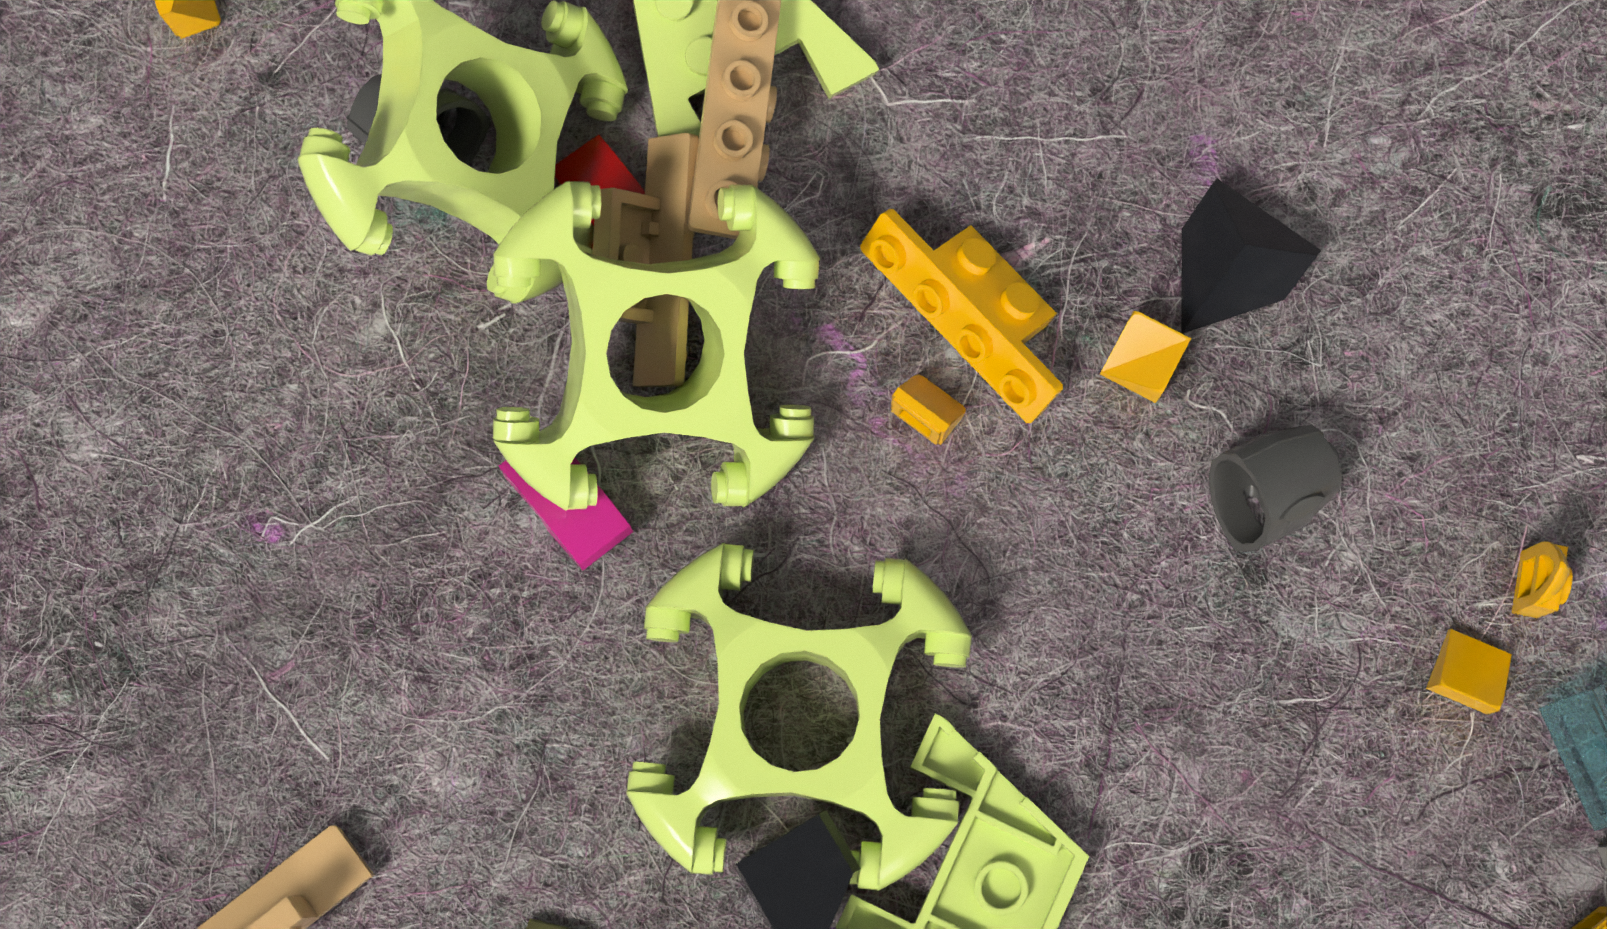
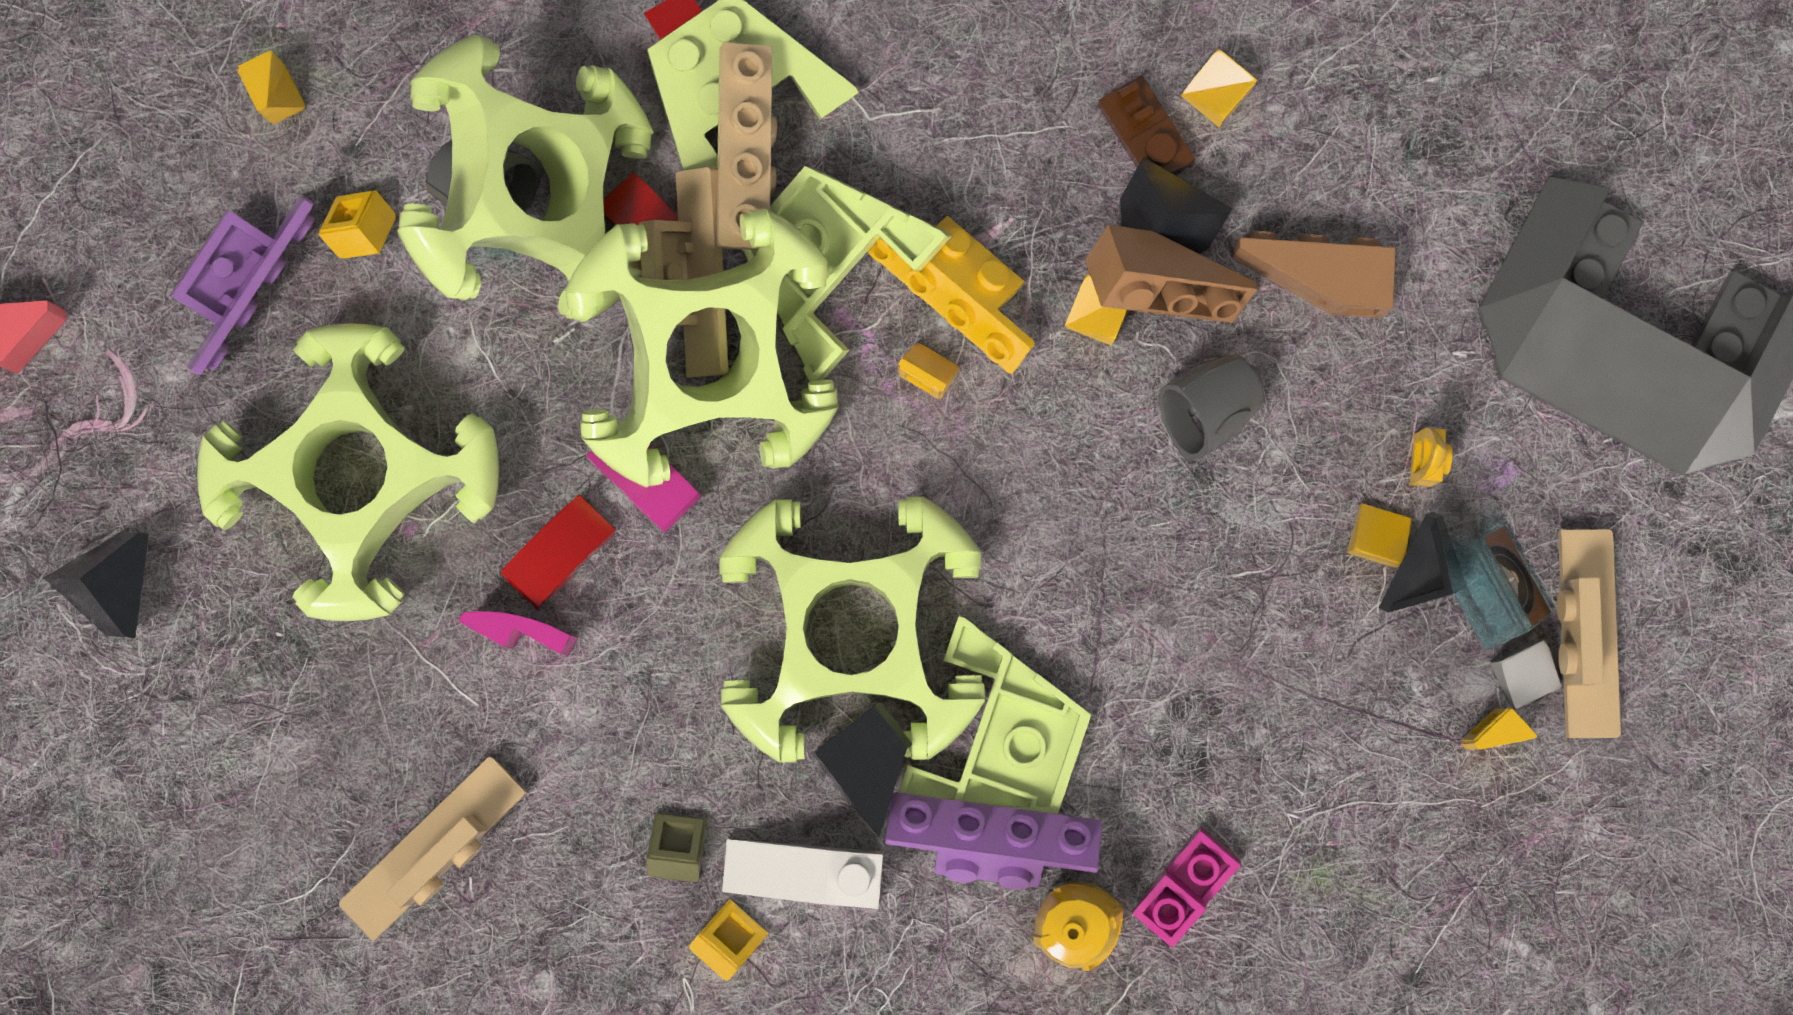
camera: 10 degrees left, 5 degrees up
(100, 201) = (229, 273): none -> medium lavender bracket
(139, 432) = (289, 463): none -> yellowish green piece
(260, 163) = (357, 224): none -> yellow slope
(376, 667) = (507, 629): none -> dark pink slope
(449, 579) = (557, 551): none -> red slope
(845, 224) = (843, 227): none -> yellowish green wing
(1220, 145) = (1145, 127): none -> reddish brown plate
(1226, 322) = (1160, 276): none -> medium nougat slope
(1316, 107) = (1219, 88): none -> yellow slope
(1436, 346) = (1334, 277): none -> medium nougat slope
(1530, 721) = (1428, 568): none -> black slope

